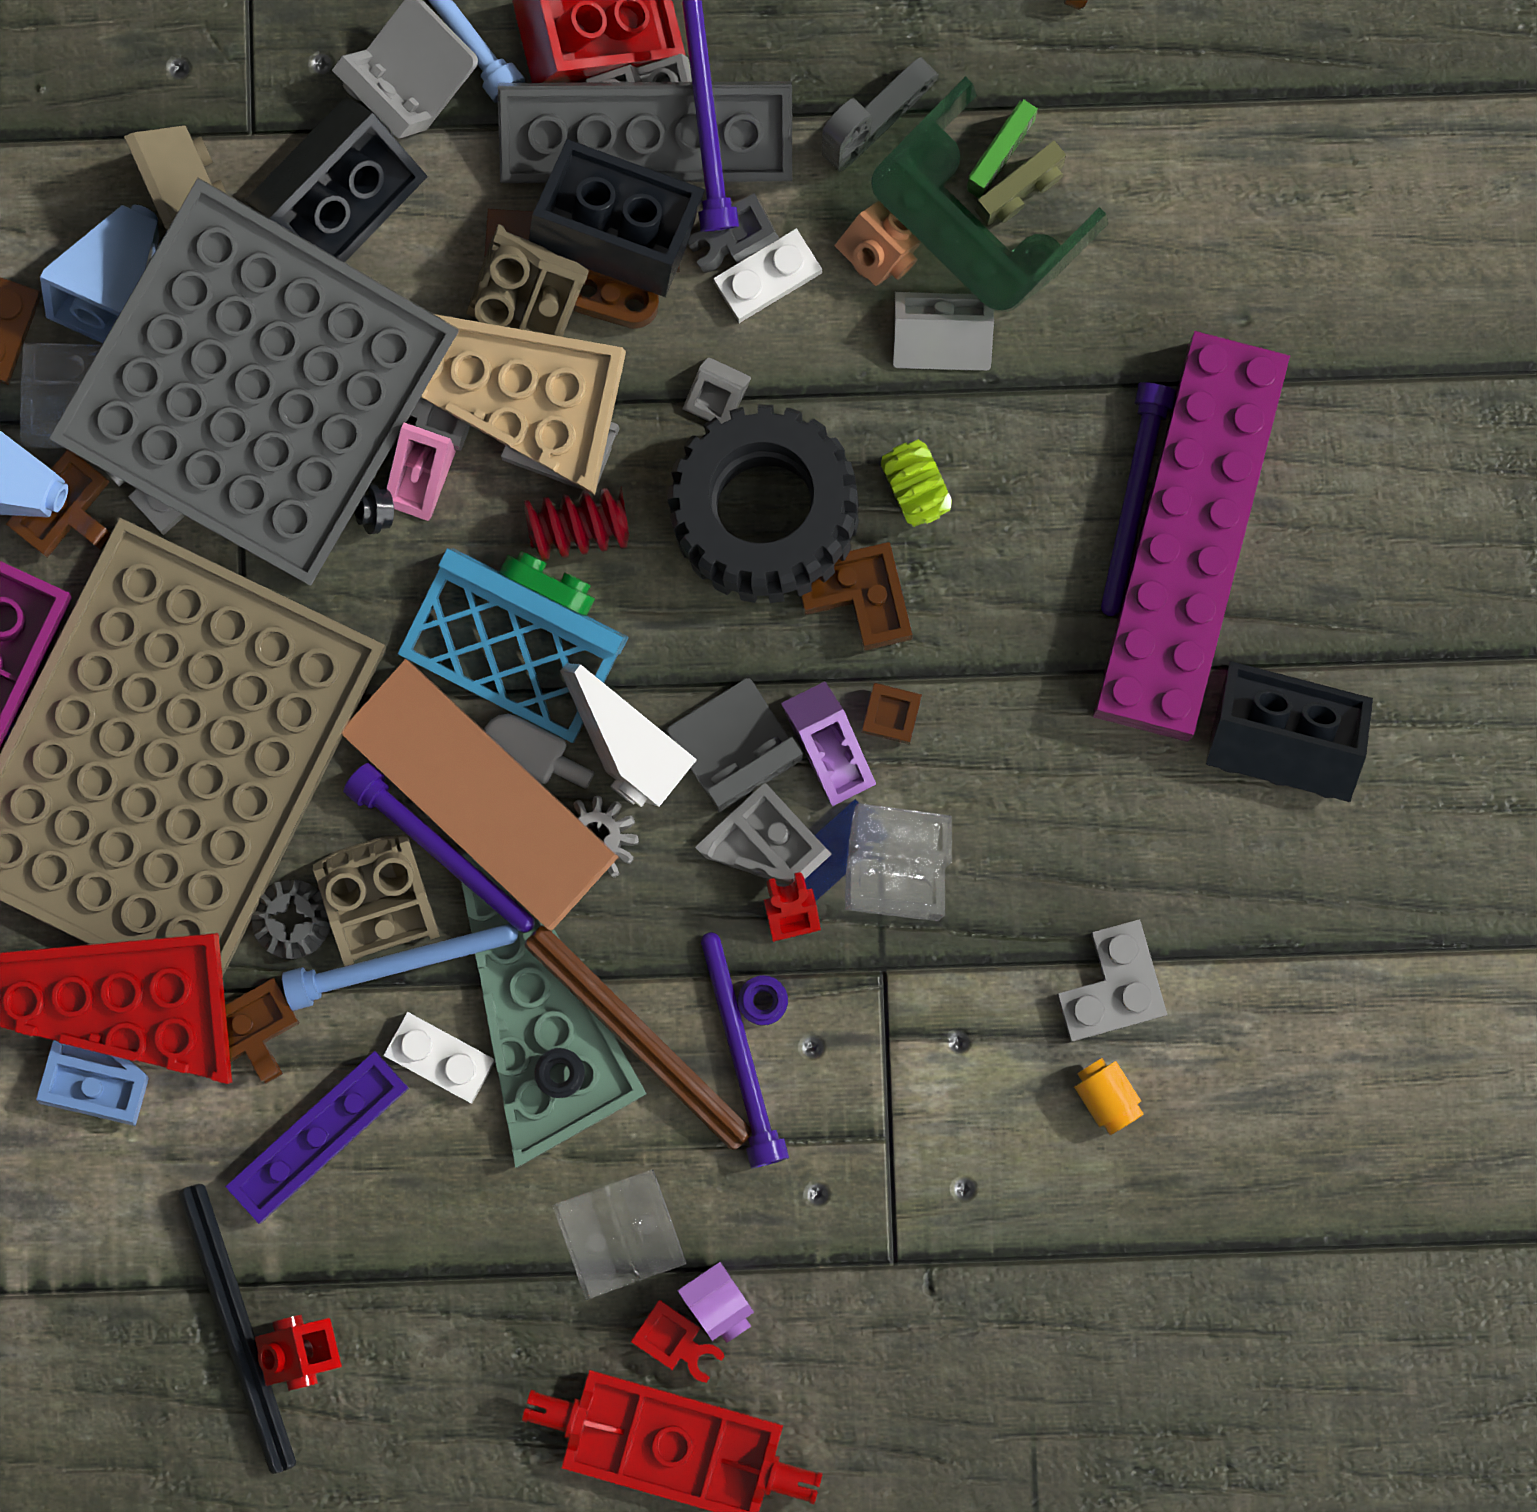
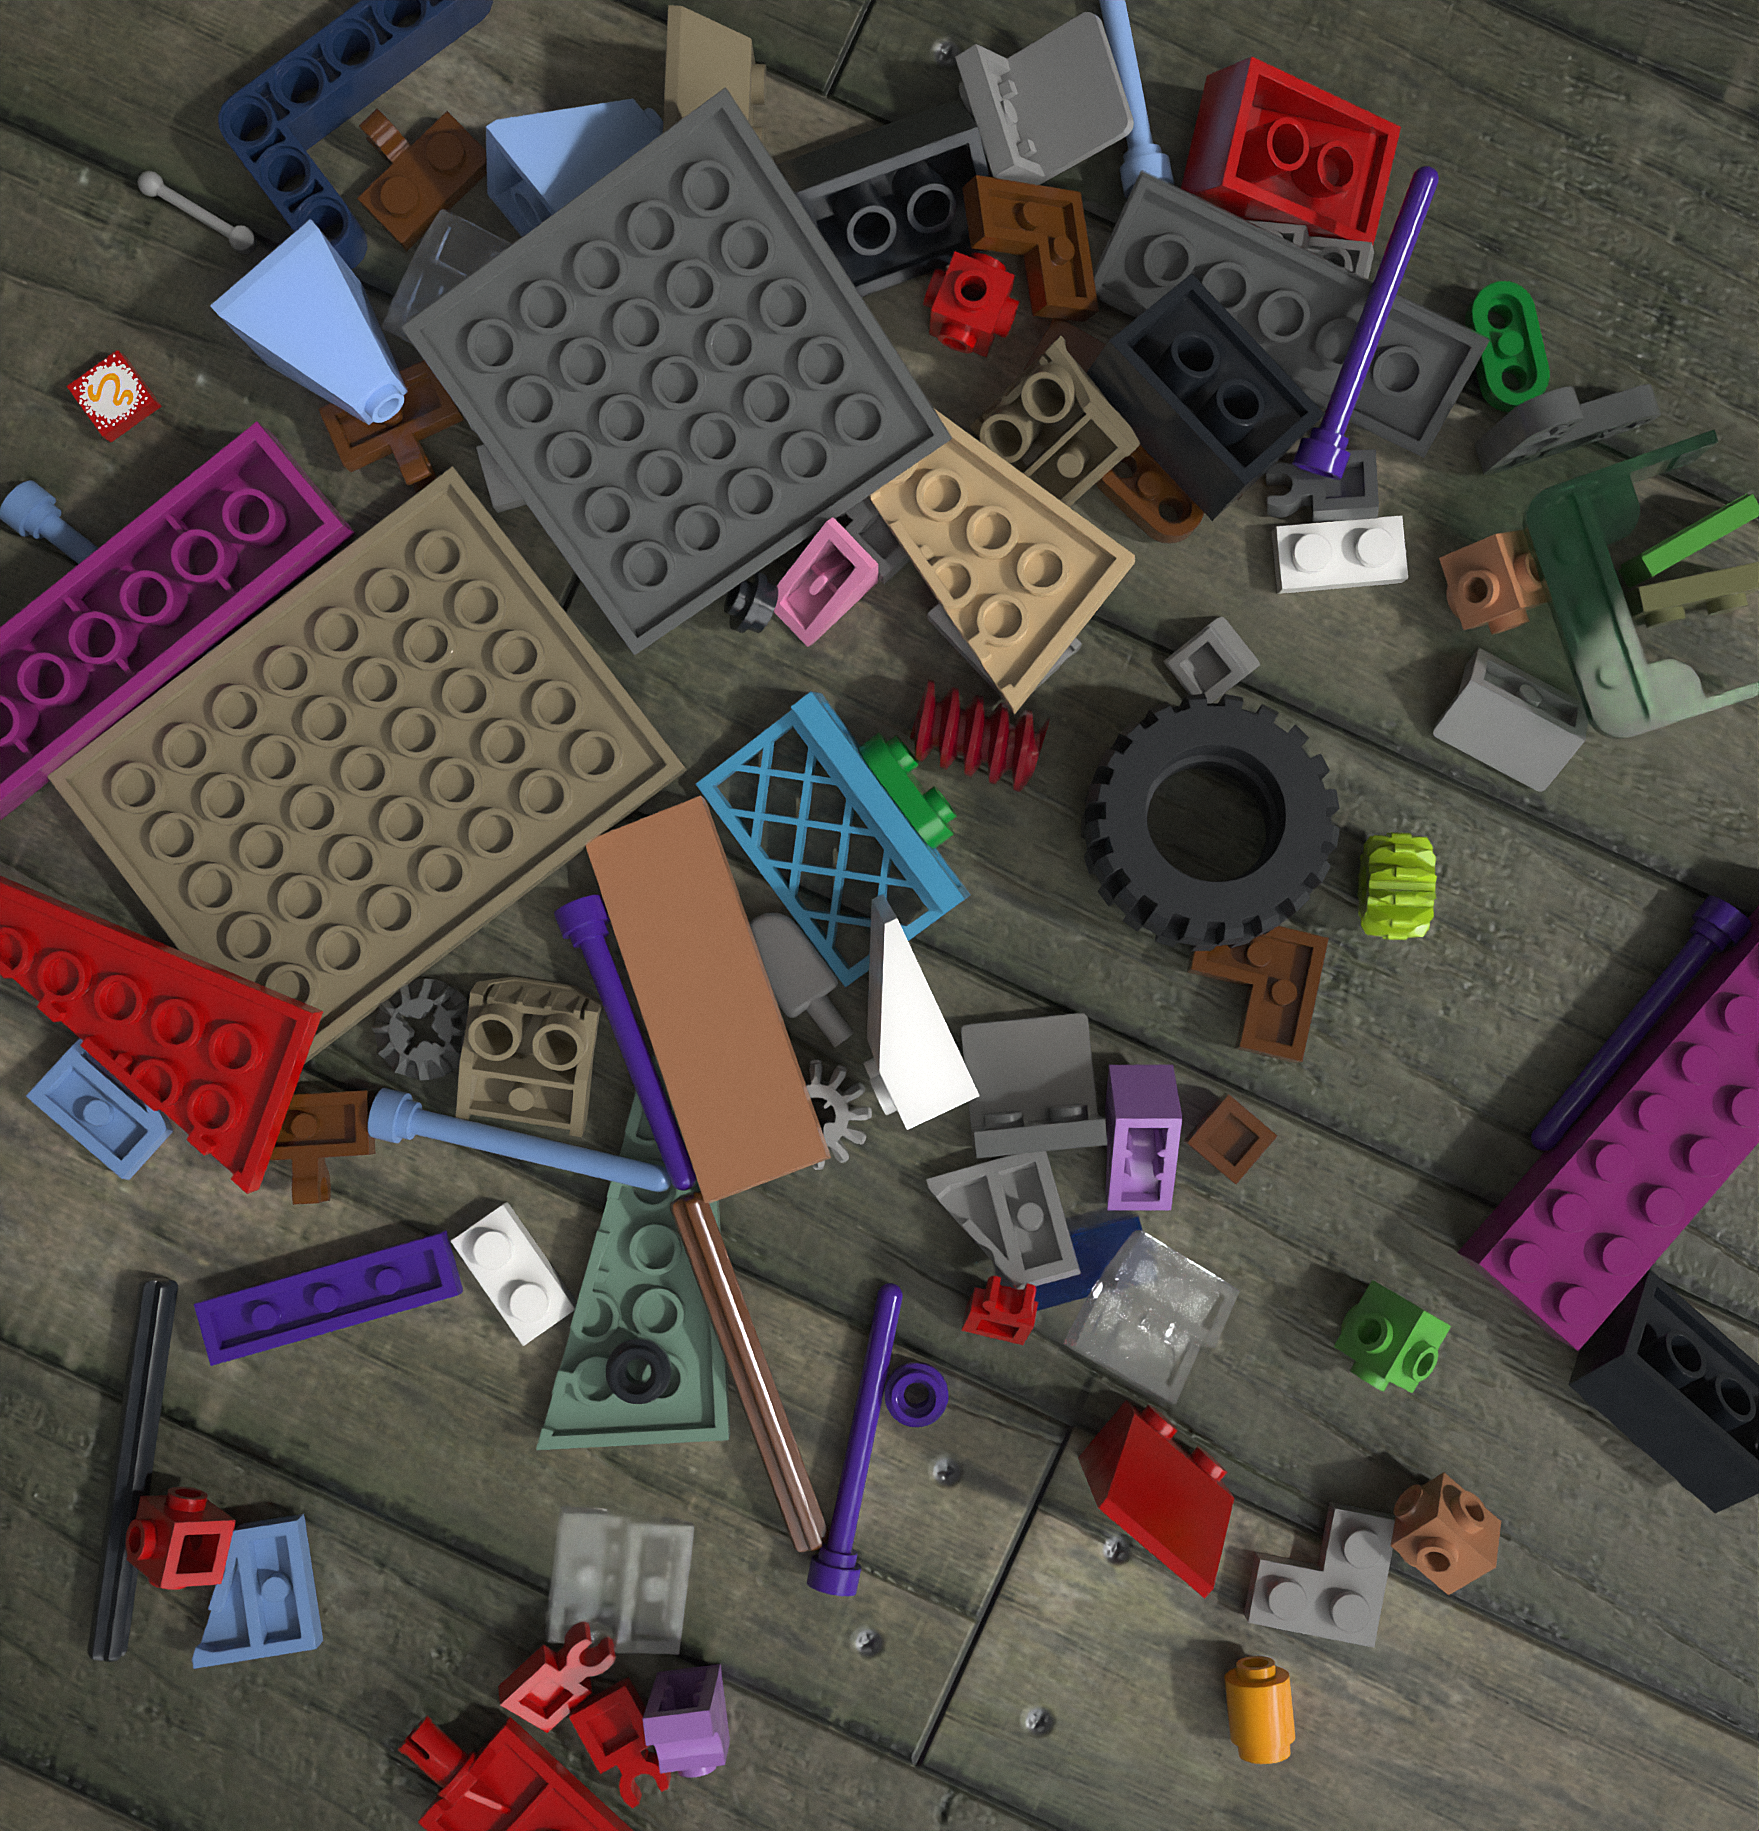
camera: 30 degrees right, 5 degrees up
(375, 1369) = (264, 1596): none -> medium blue wing
(430, 246) = (965, 323): none -> red brick
(453, 155) = (1046, 229): none -> reddish brown plate
(608, 1325) = (553, 1682): none -> red plate
(812, 79) = (1511, 350): none -> green plate
(957, 970) = (1161, 1492): none -> red slope
(1068, 793) = (1390, 1339): none -> bright green brick
(1171, 907) = (1445, 1533): none -> nougat brick

